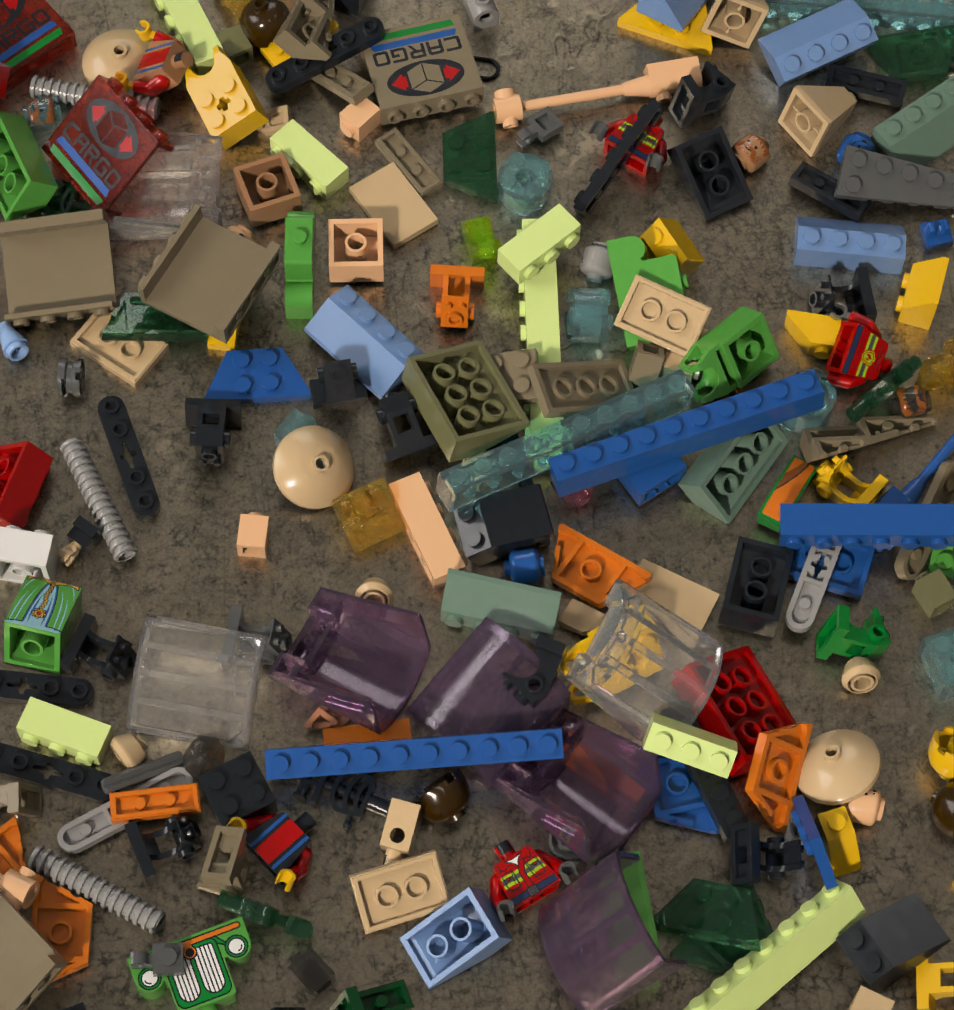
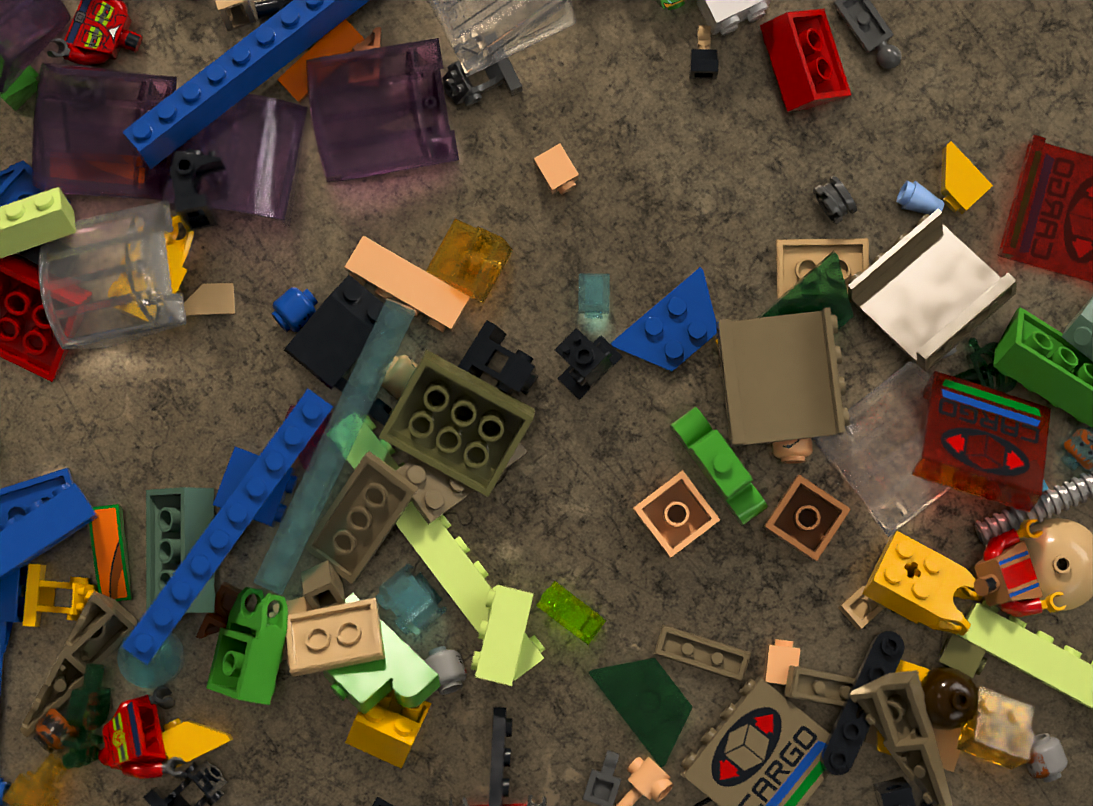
camera: 145 degrees right, 20 degrees up
(98, 499) = (719, 106): light grey piece -> none
(136, 480) = (700, 150): black piece -> none
(211, 420) = (656, 223): black tile -> none
(297, 470) = (566, 272): tan dish -> none
(310, 160) = (795, 582): yellowish green brick -> none
(358, 332) = (597, 424): medium blue slope -> none
(375, 590) = (408, 189): tan cone -> none
(394, 199) = (682, 596): tan tile -> none
(445, 798) = (212, 40): dark brown cylinder -> none
(456, 284) = (536, 518): orange tile -> none
(514, 606) = (287, 252): sand green slope -> none
(524, 183) = (587, 713): clear light blue brick -> none
(590, 568) = (235, 352): orange wing -> none
(679, 595) = (149, 373): tan tile -> none
(756, 587) = (76, 435): black slope -> none
(810, 592) = (25, 461): light grey piece -> none

